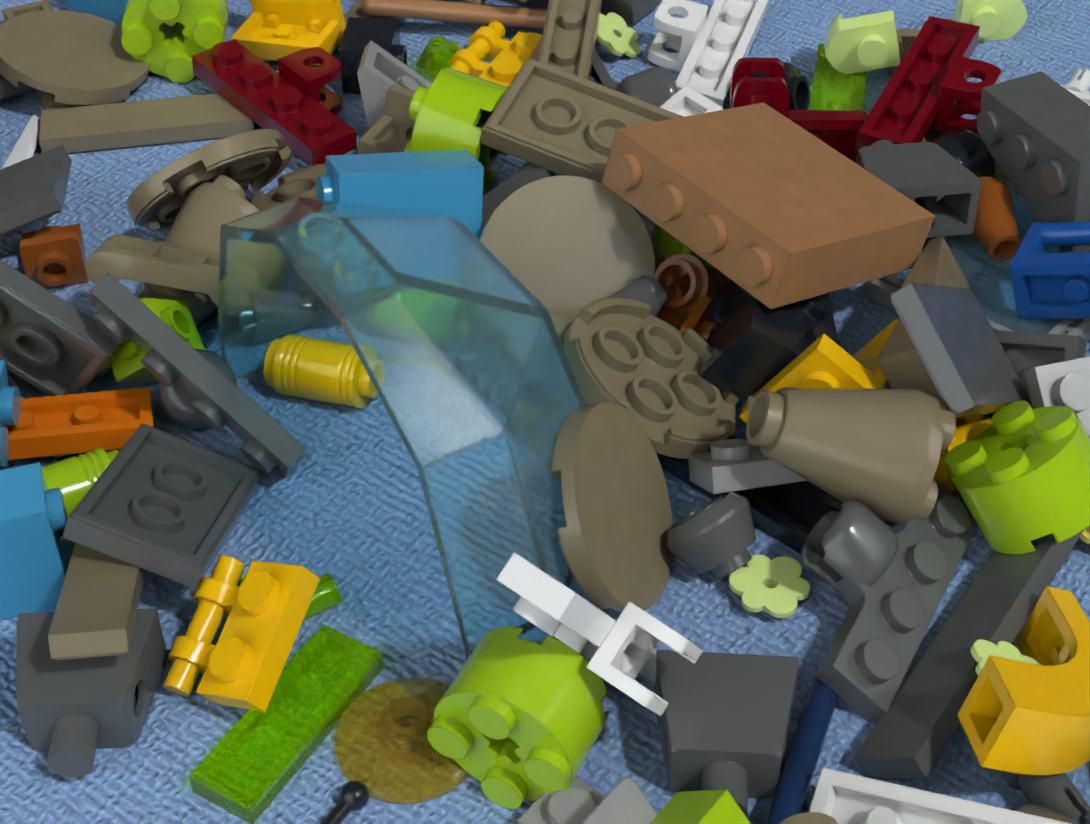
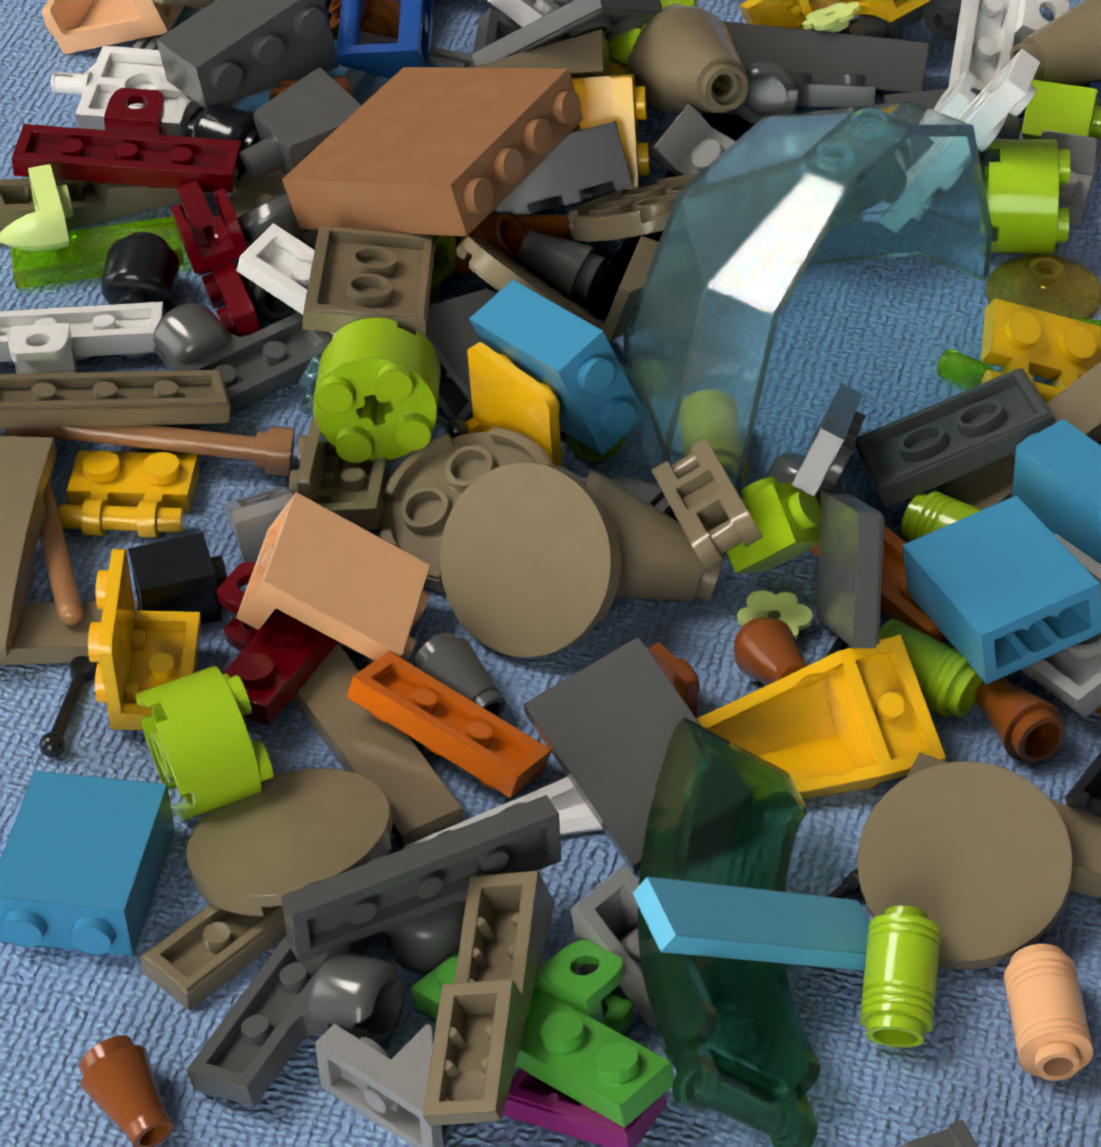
camera: 110 degrees left, 0 degrees up
(121, 134) = (449, 724): none -> orange plate
(153, 158) = (458, 667): none -> dark grey cone
(267, 82) = (337, 581): none -> light nougat panel
(436, 56) = (177, 523): clear neon green arm -> none

